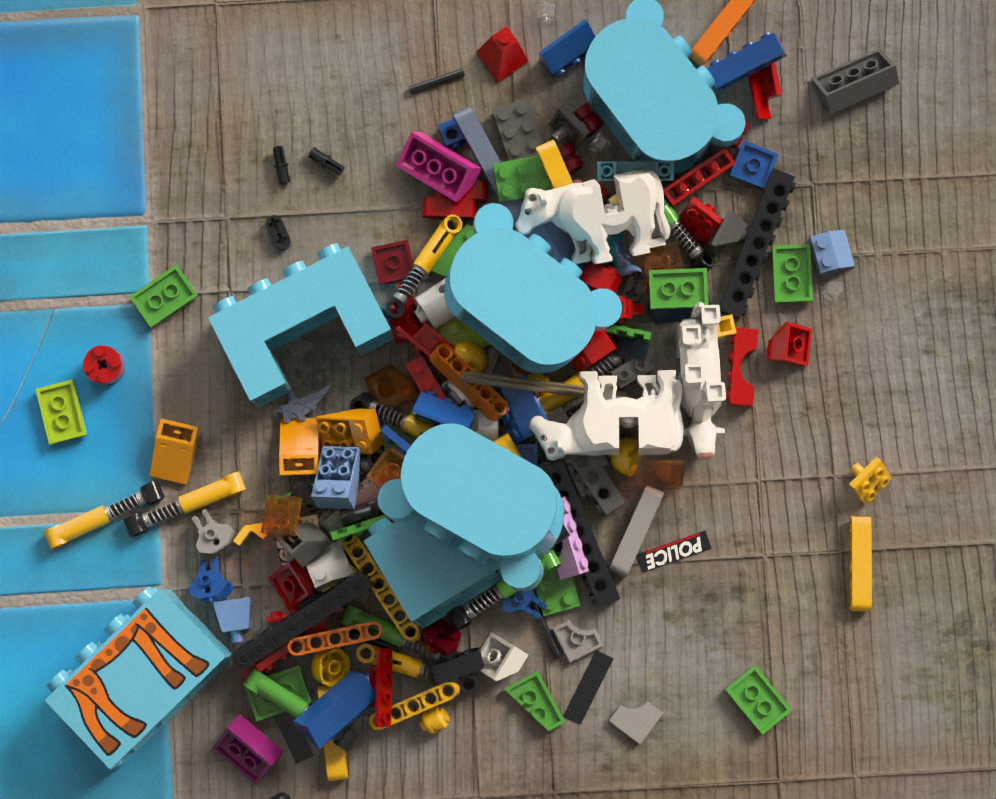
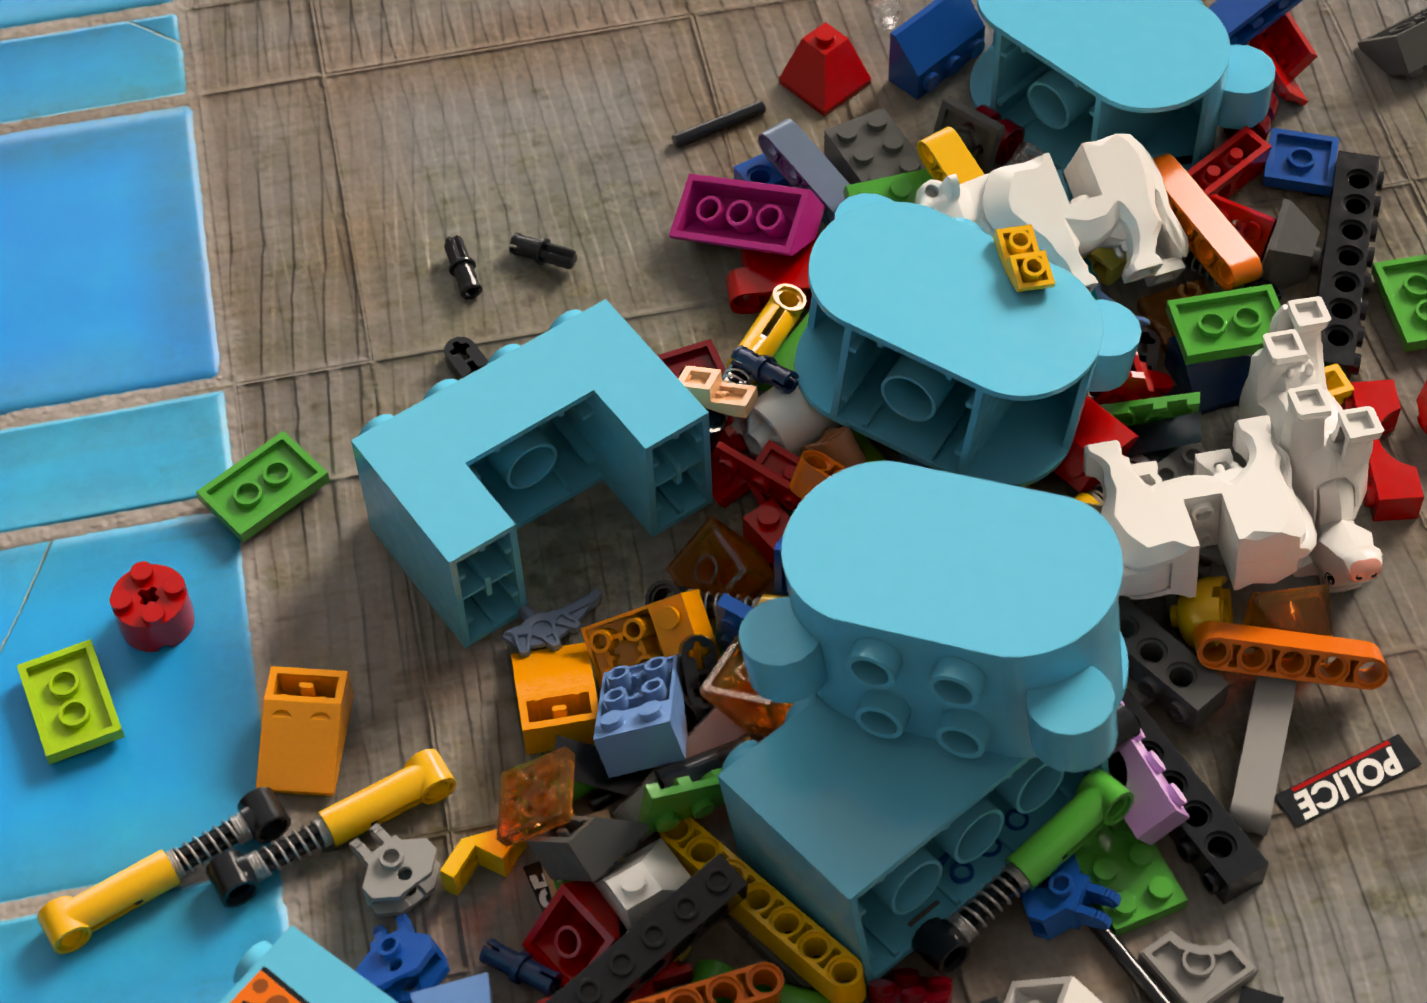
camera: 10 degrees left, 30 degrees down
(266, 591) = (521, 967): none -> dark blue pin
(368, 458) = (689, 667): none -> black beam
(401, 294) = (716, 395): none -> light nougat slope
(429, 282) = (764, 369): none -> dark blue pin
(458, 334) = (840, 446): none -> nougat piece
(563, 278) = (1022, 259): none -> yellow slope
(658, 490) = (1304, 666): none -> orange beam
(680, 219) = (1208, 231): none -> beam

